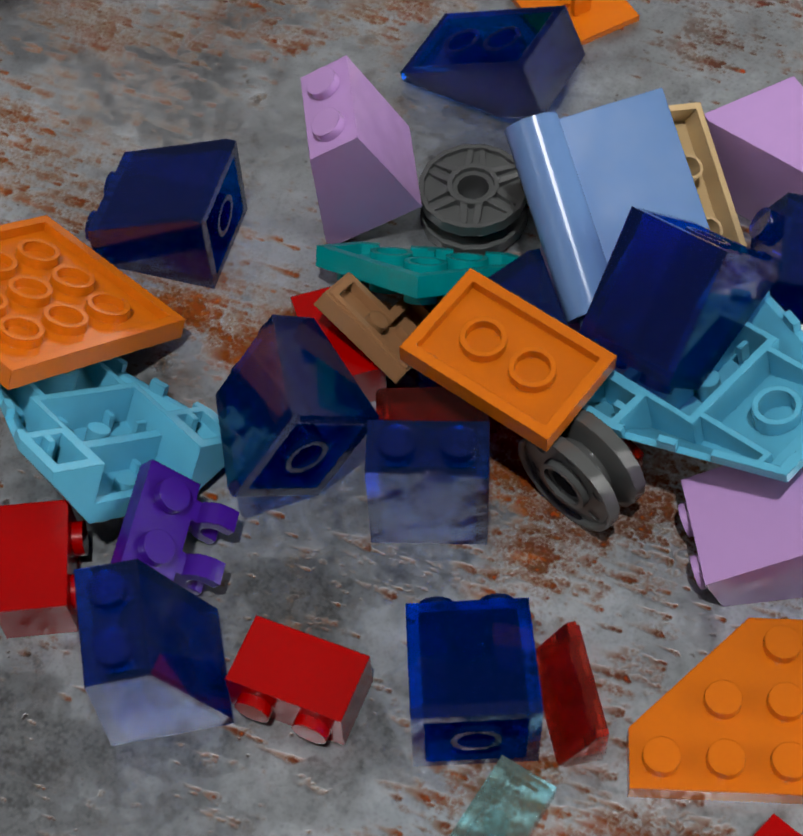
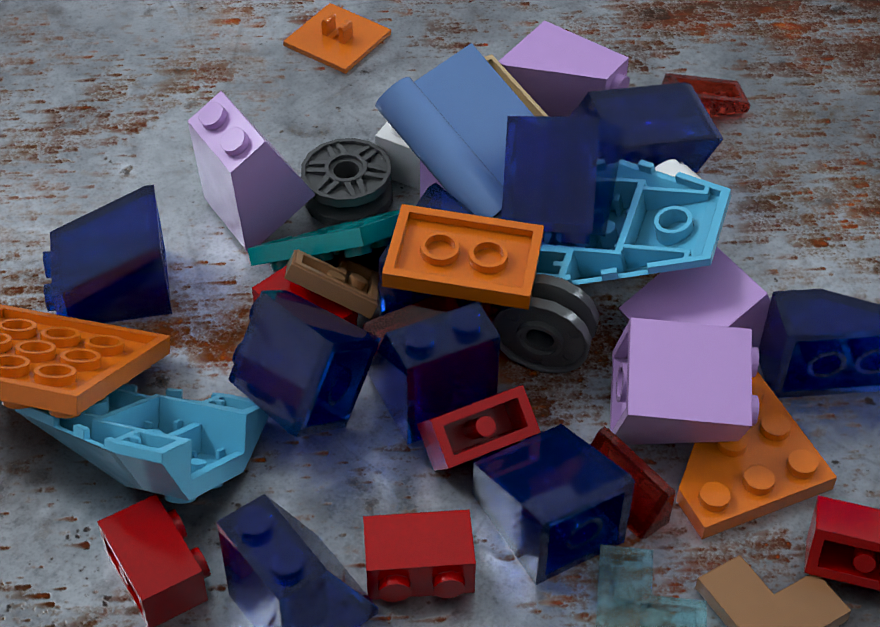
camera: 30 degrees left, 10 degrees down
(157, 524) = (244, 475): dark purple plate -> none
(438, 562) = (478, 428): none -> red brick
(499, 59) = (308, 84): clear blue slope -> none
(689, 610) = (682, 383): none -> lavender slope

